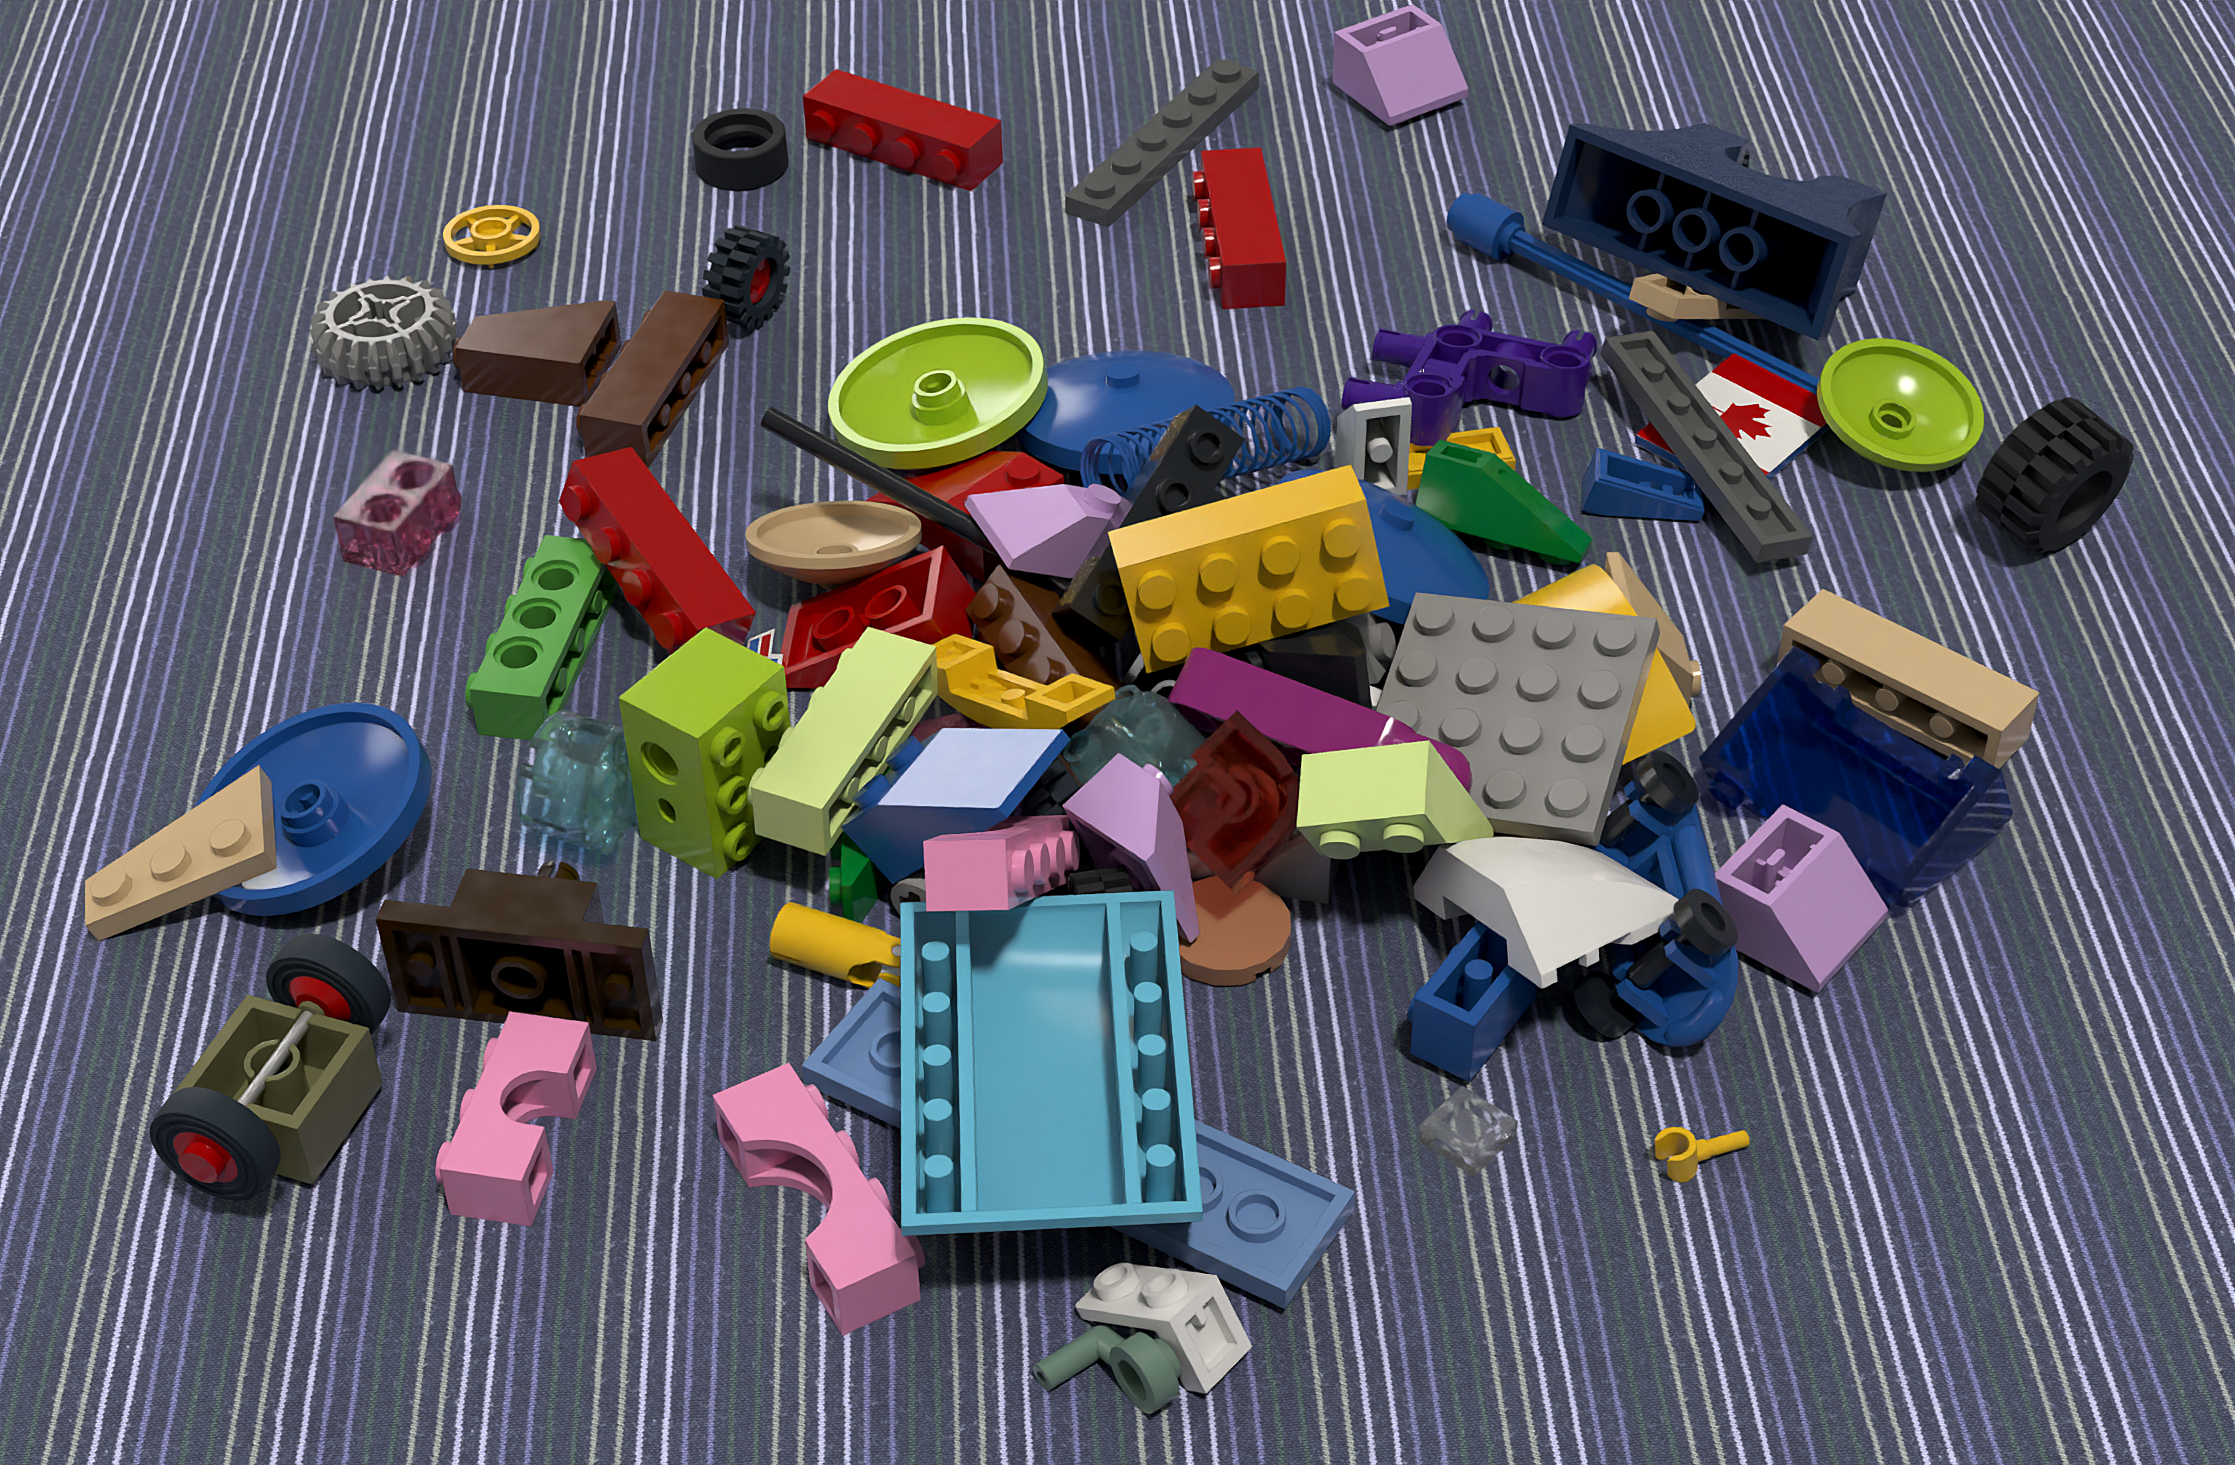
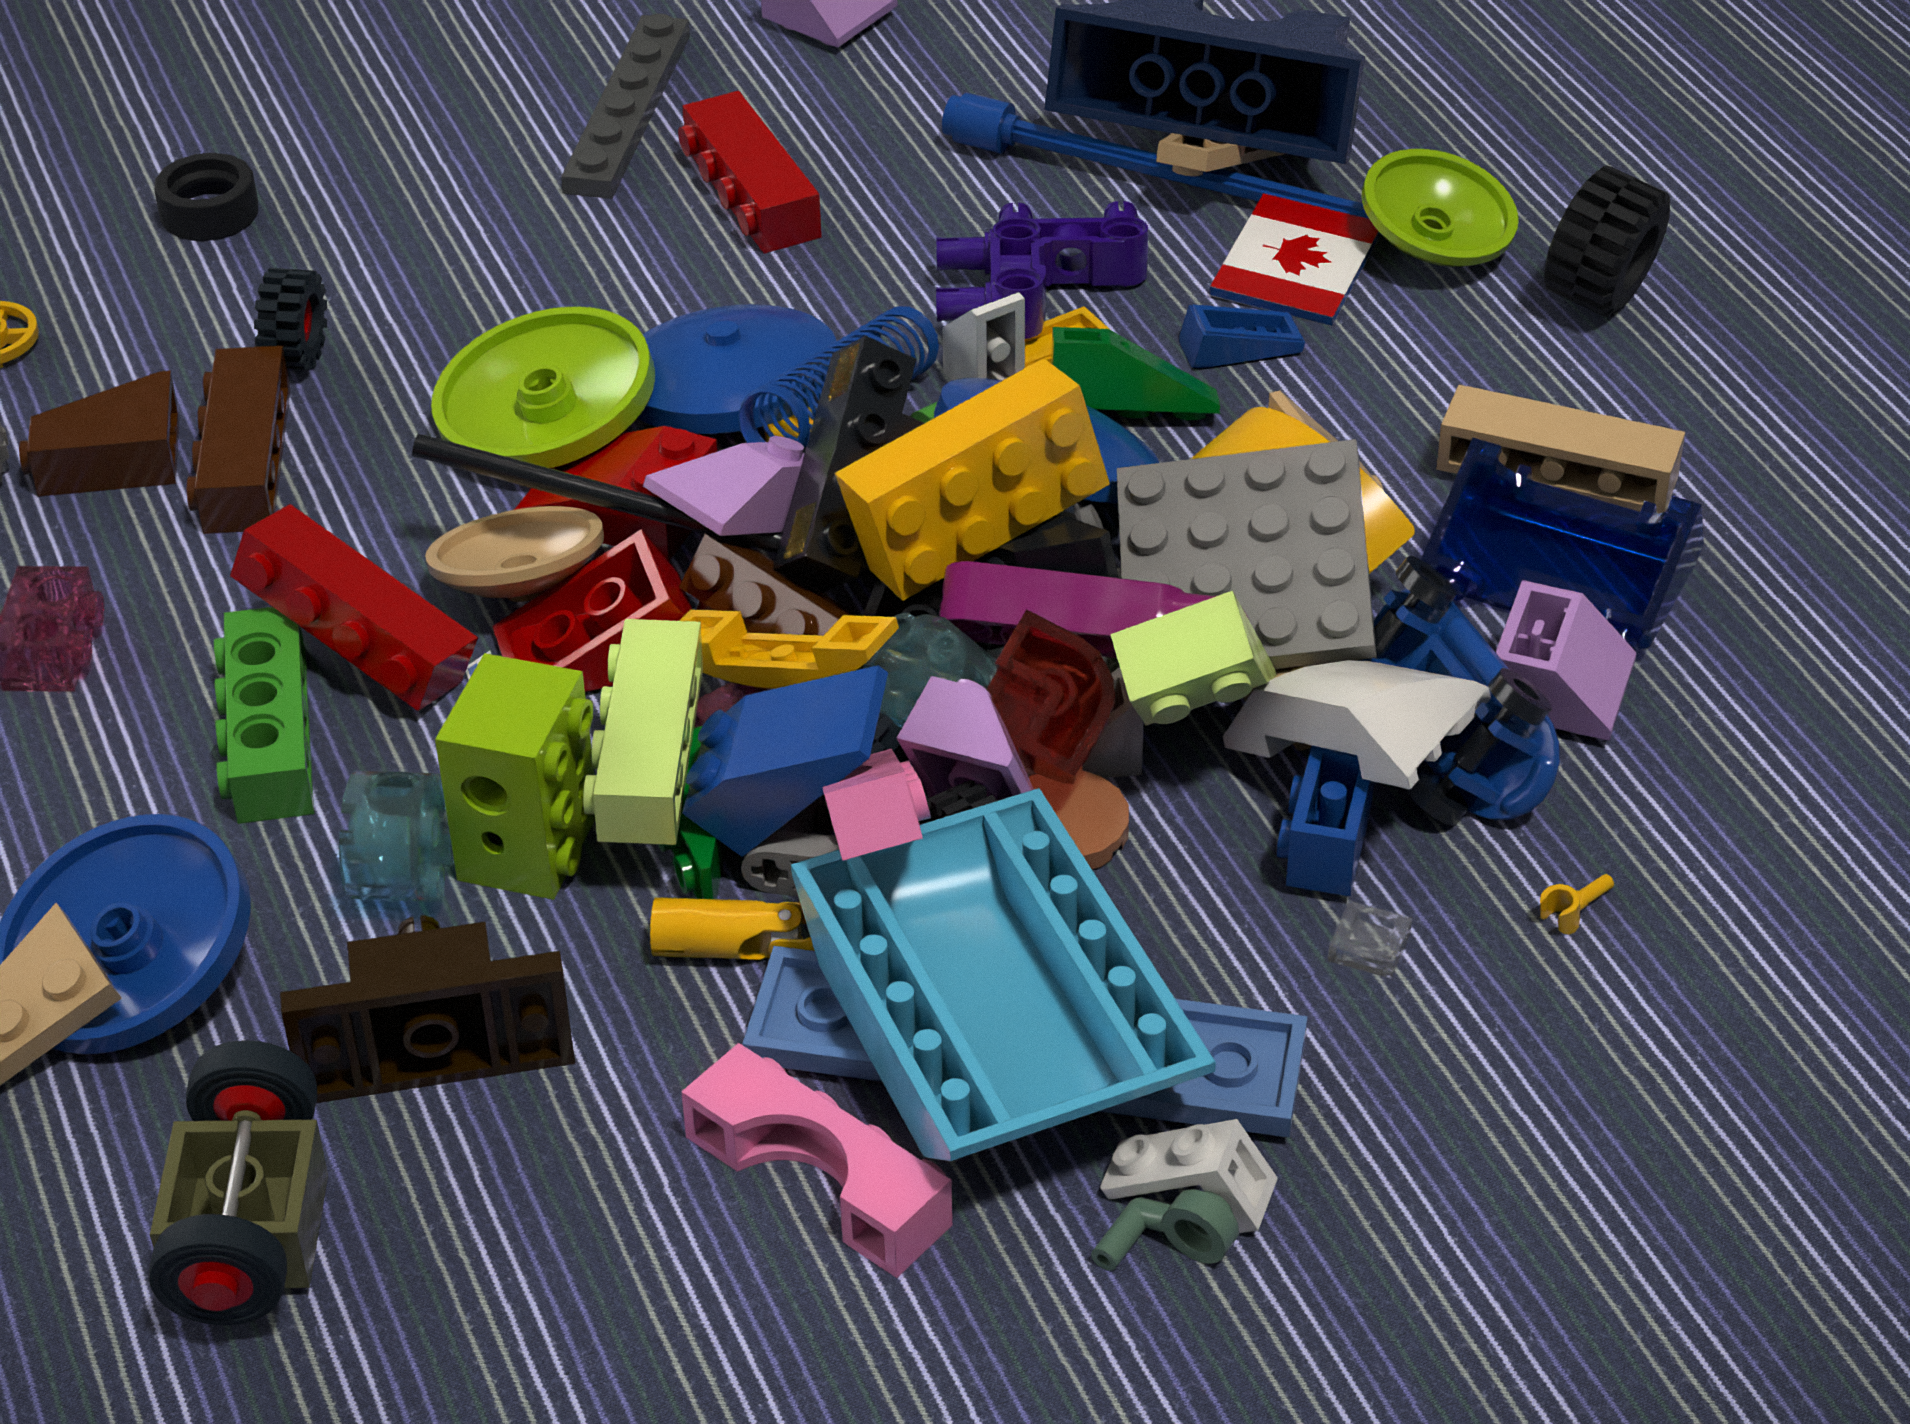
camera: 20 degrees left, 0 degrees up
(495, 1160) = (491, 1209): bright pink arch -> none
(903, 129) = (365, 143): red brick -> none
(1706, 447) = (1284, 282): dark grey plate -> none

